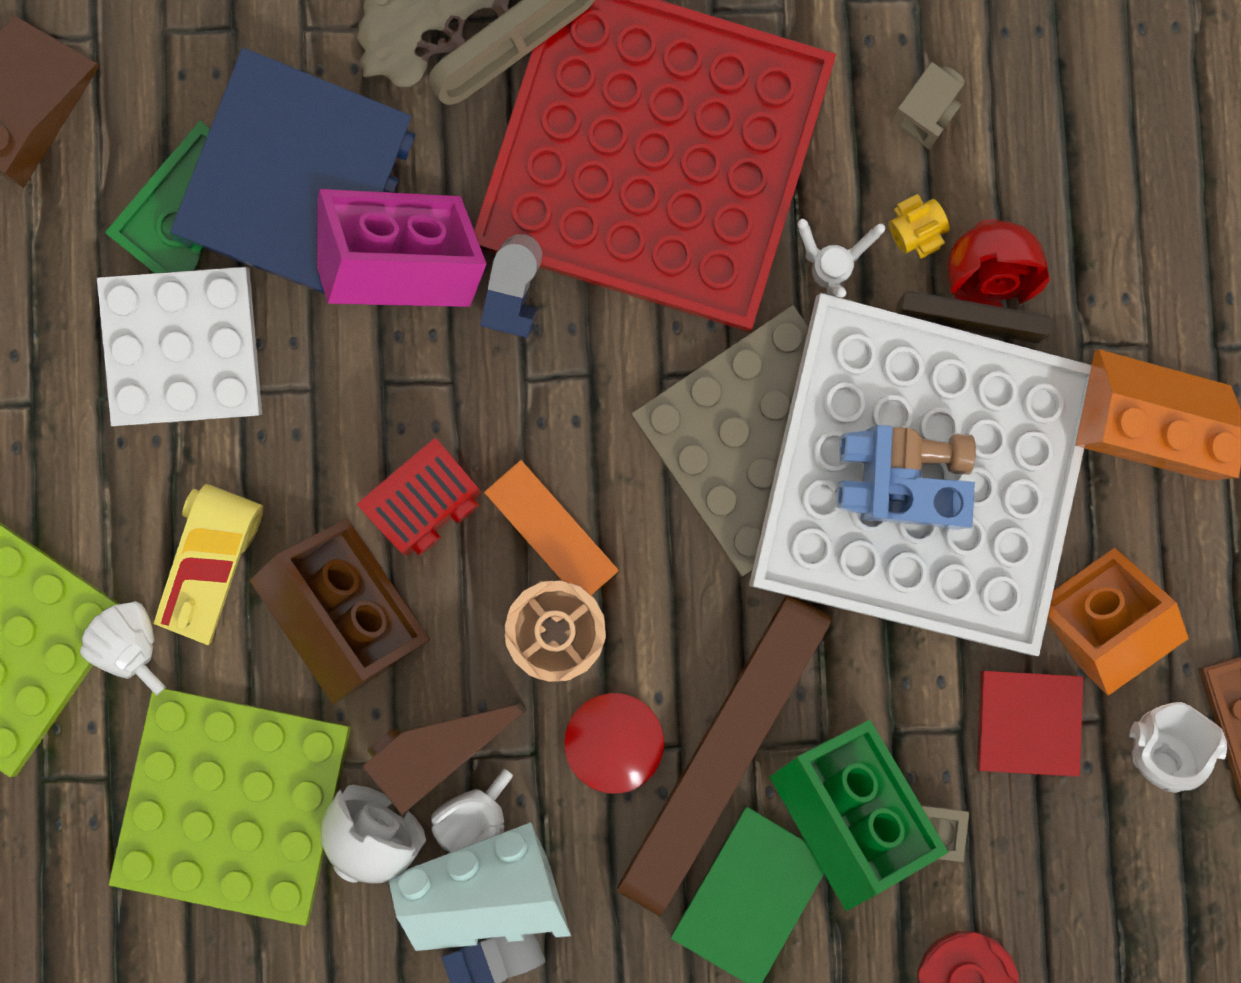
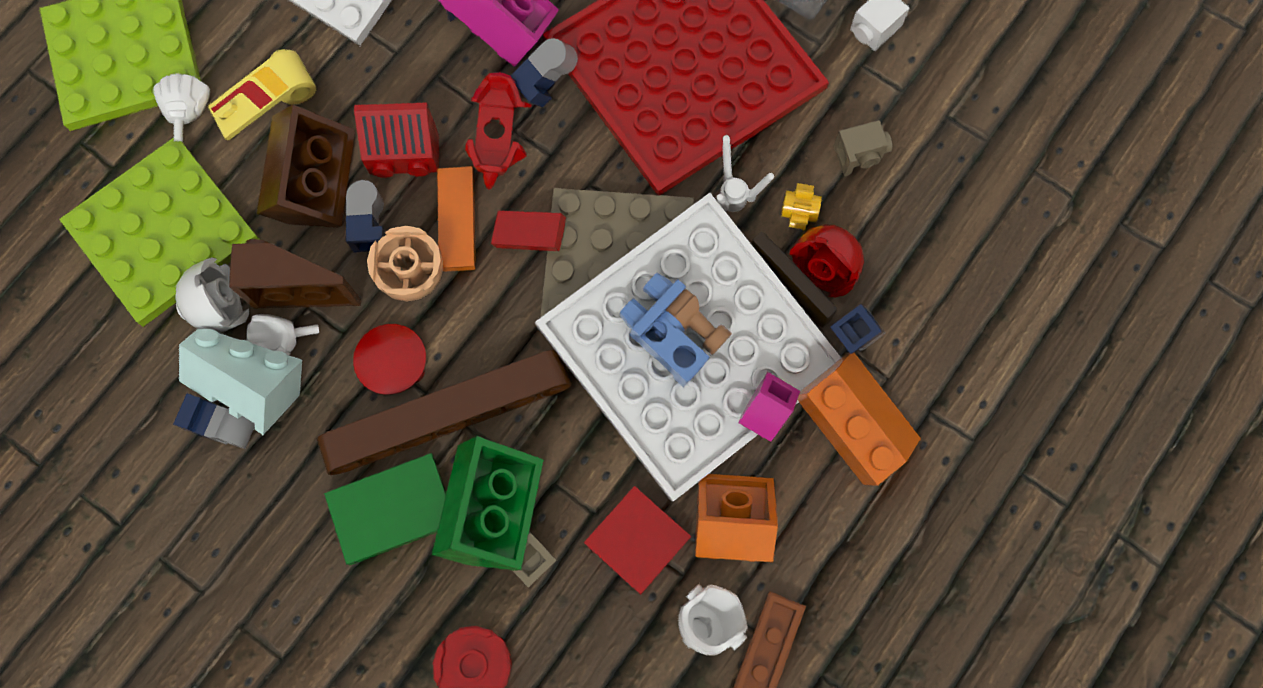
camera: 45 degrees right, 10 degrees down
(440, 601) = (362, 216): none -> leg
(536, 431) = (496, 100): none -> red piece
(647, 485) = (528, 230): none -> red tile
(1065, 480) = (769, 406): none -> dark pink brick
(1093, 324) = (858, 329): none -> dark blue leg

